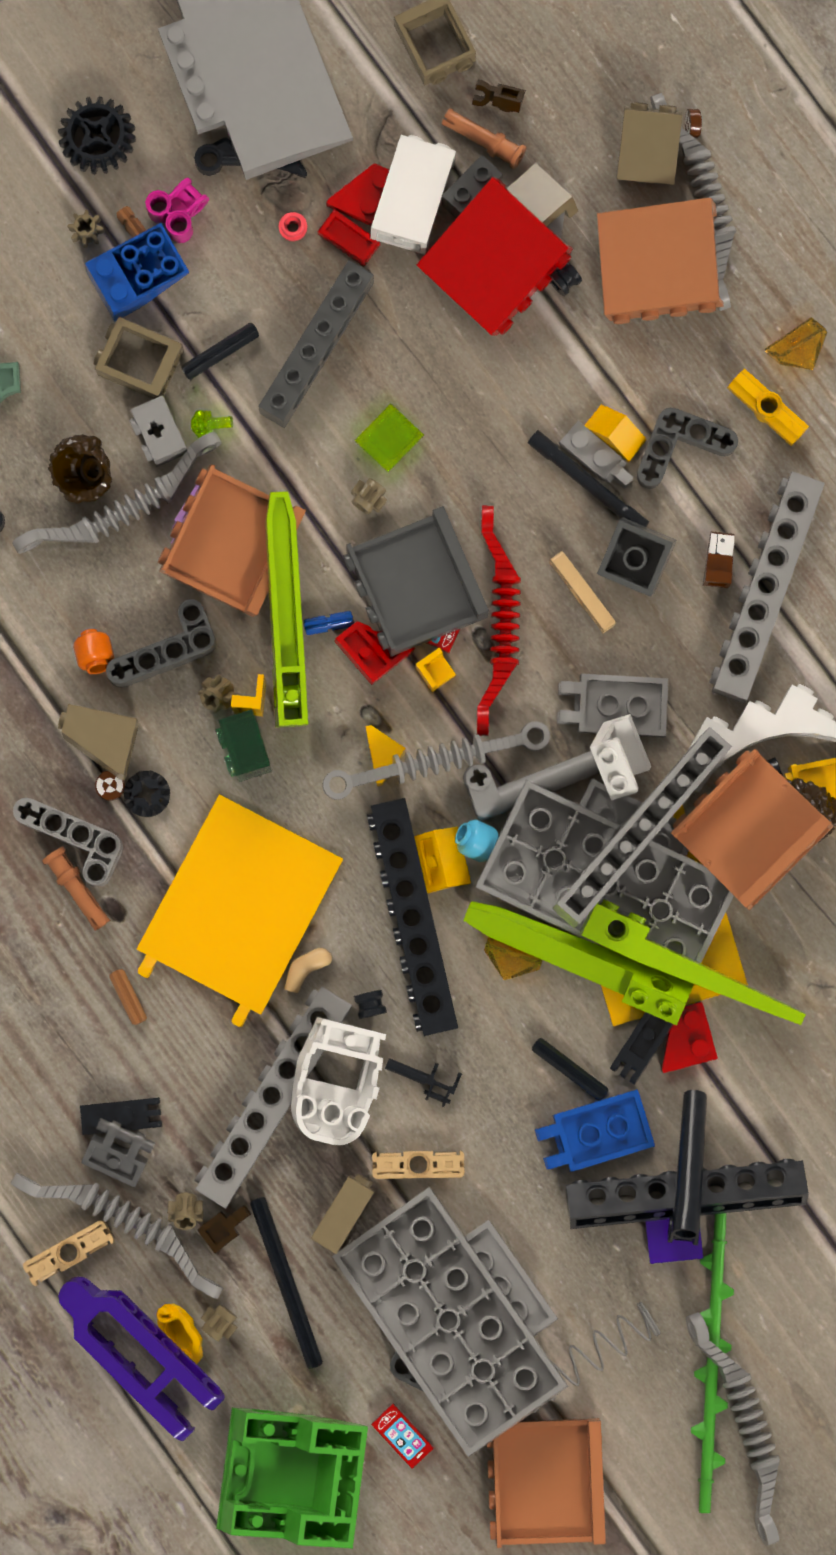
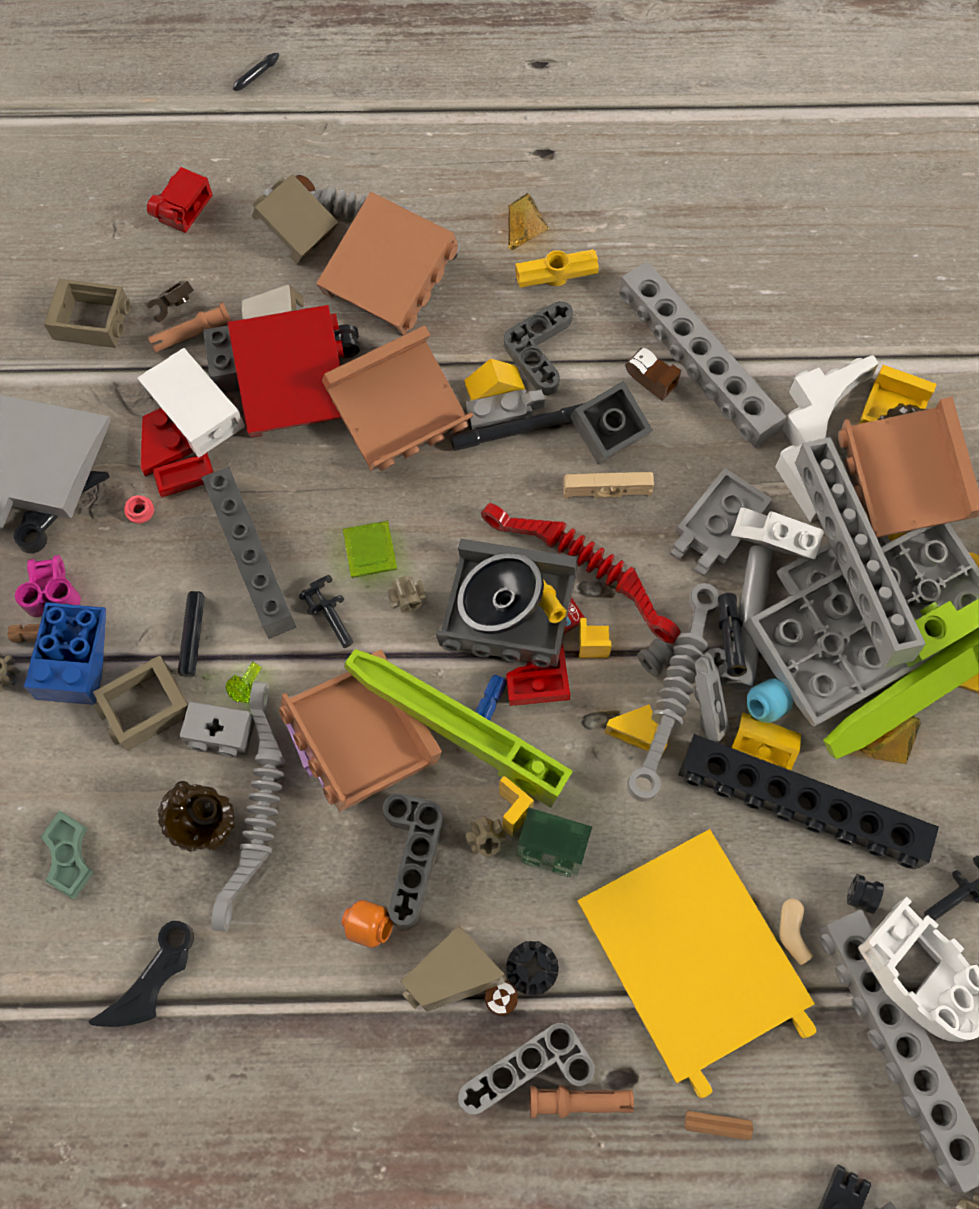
camera: 55 degrees left, 15 degrees down
(315, 443) = (328, 609): none -> black piece
(410, 560) = (492, 585): none -> black dish
(439, 606) = (551, 605): none -> yellow pin
(442, 793) = (711, 700): none -> light grey hinge
(453, 729) = (655, 657): none -> dark grey wheel
(519, 769) = (735, 661): none -> black pin
(531, 366) = (395, 400): none -> nougat panel
(601, 28) = (181, 200): none -> red hinge

